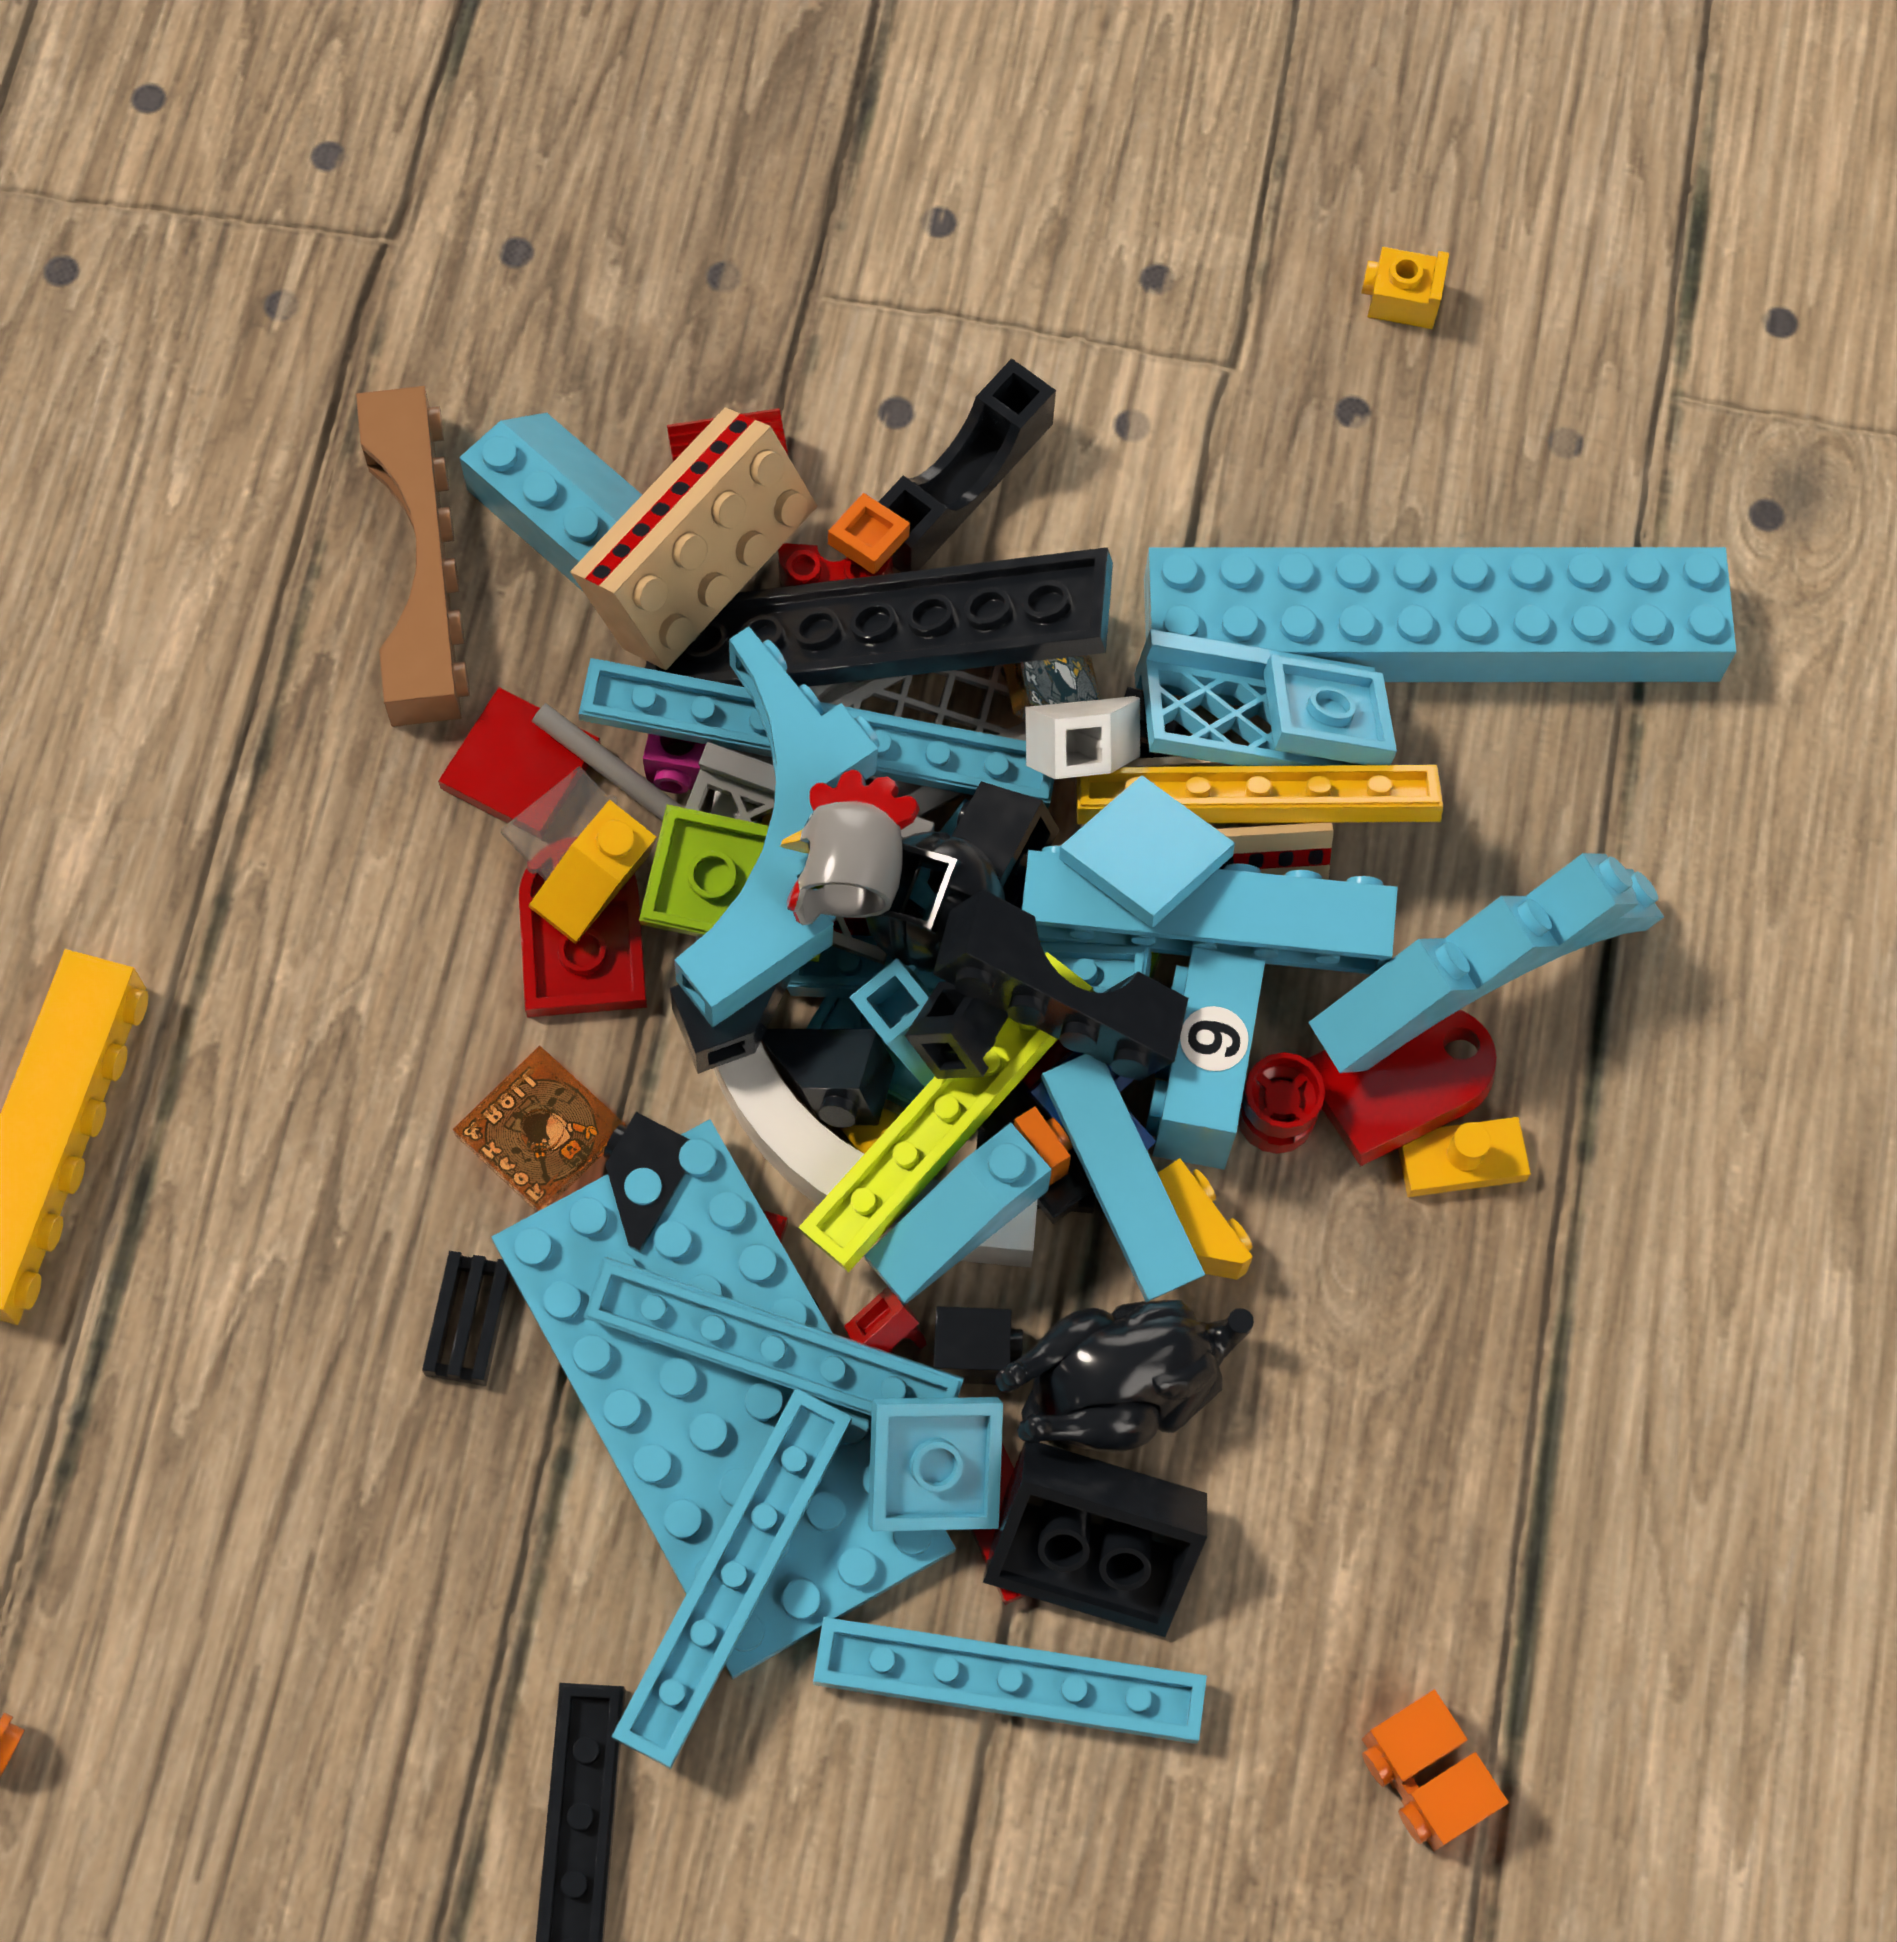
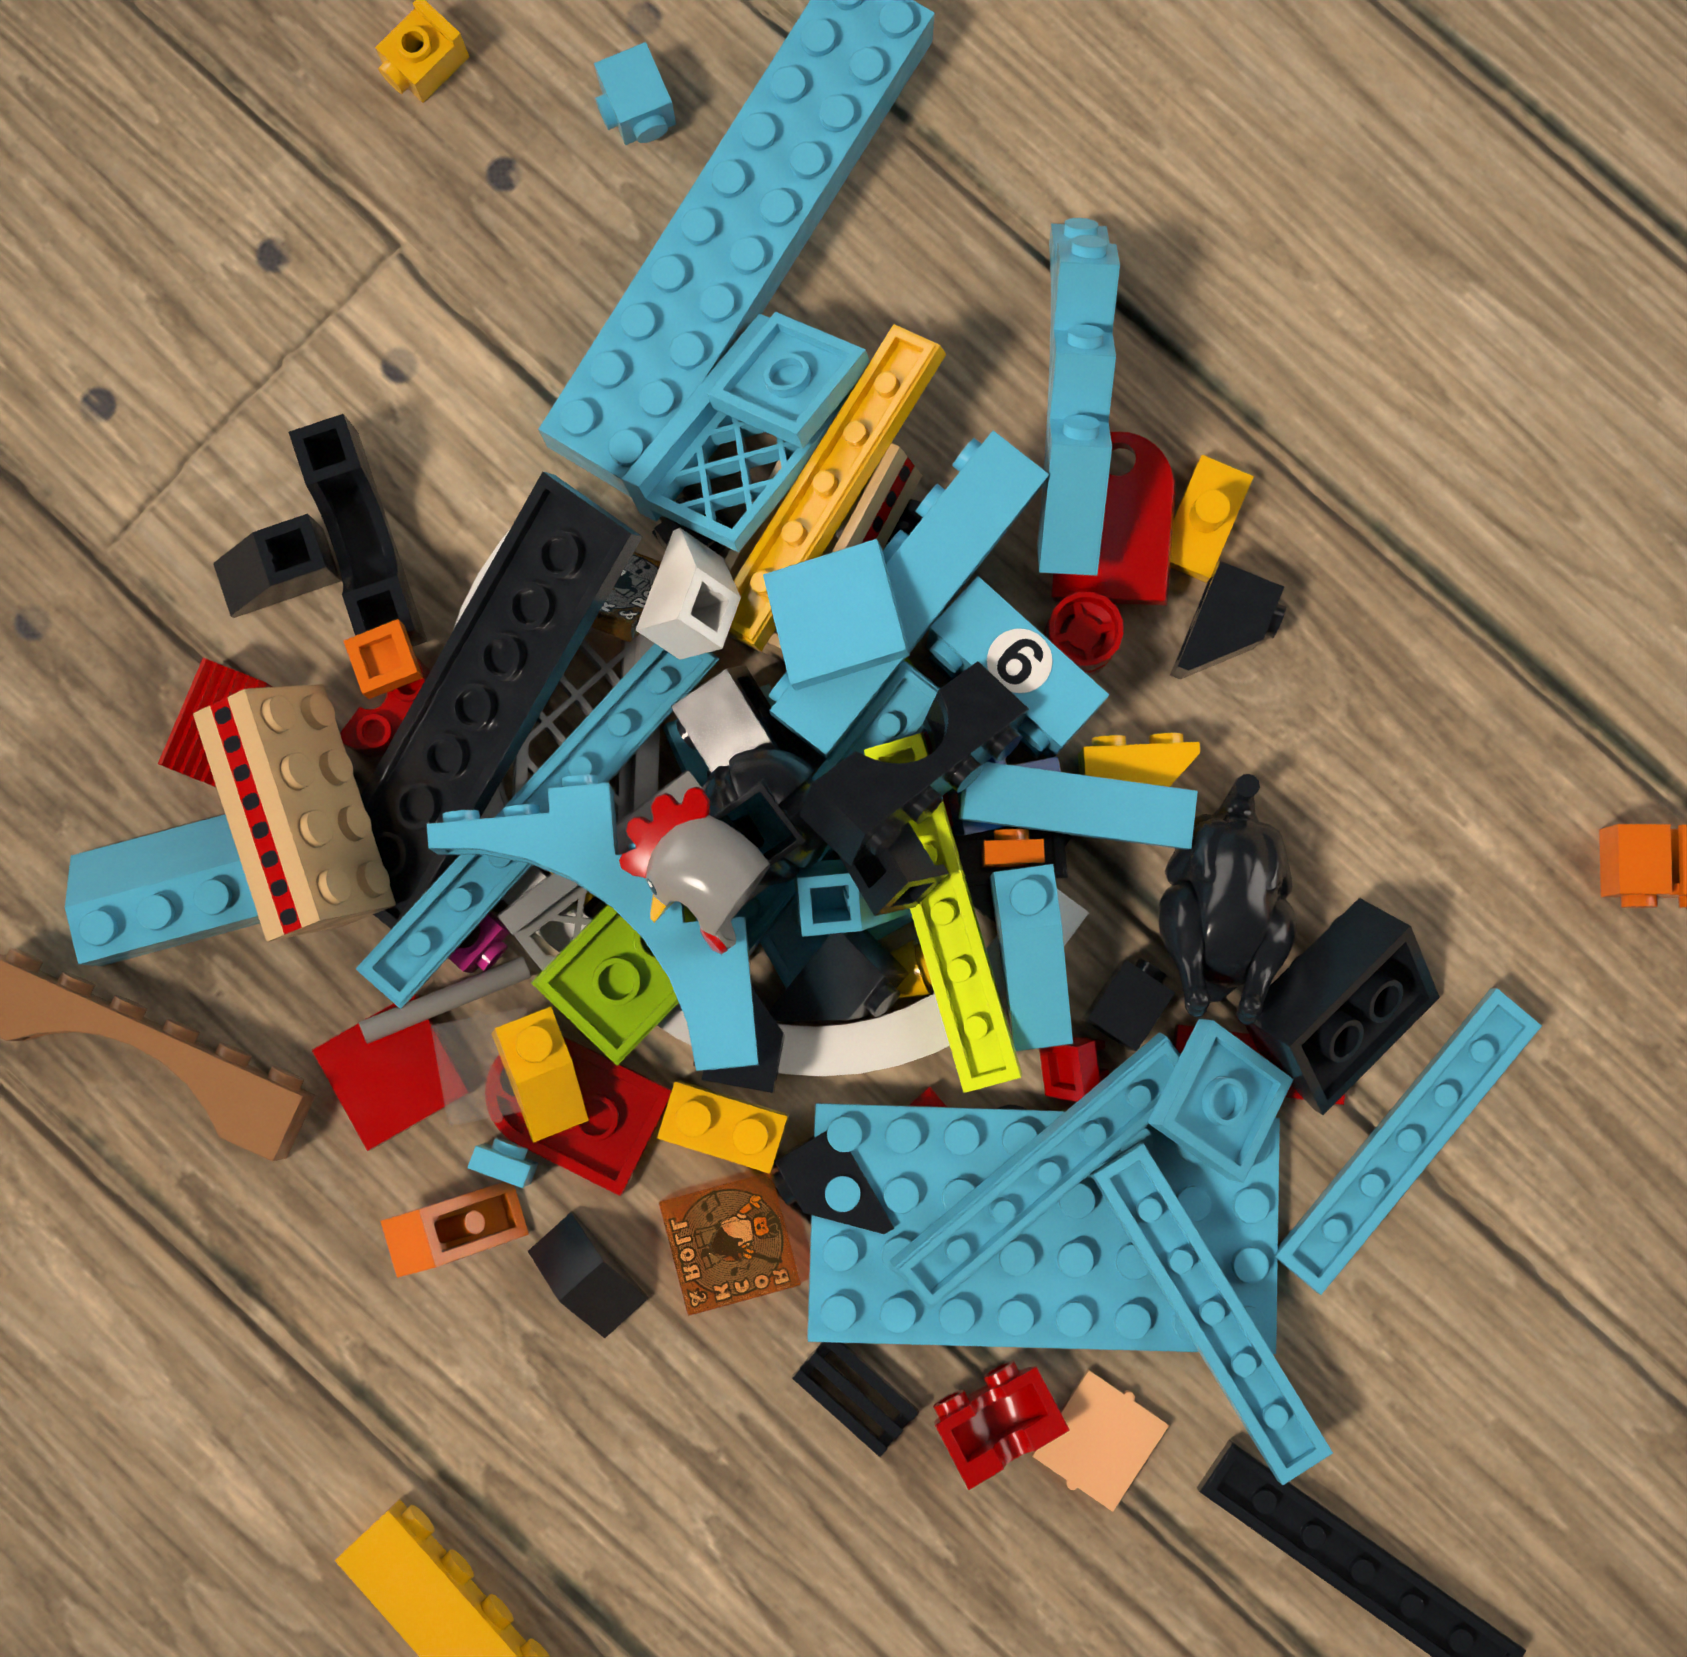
camera: 55 degrees left, 15 degrees up
(414, 887) = (454, 1228): none -> orange slope
(435, 1026) = (586, 1276): none -> black slope
(497, 895) = (504, 1162): none -> medium azure plate
(514, 1452) = (998, 1421): none -> red cylinder
(554, 1567) = (1105, 1441): none -> light nougat piece
(641, 1053) = (723, 1126): none -> yellow brick
(896, 422) = (276, 565): none -> black slope
(1381, 1226) = (1229, 619): none -> black slope
(1491, 466) = (634, 96): none -> medium azure brick

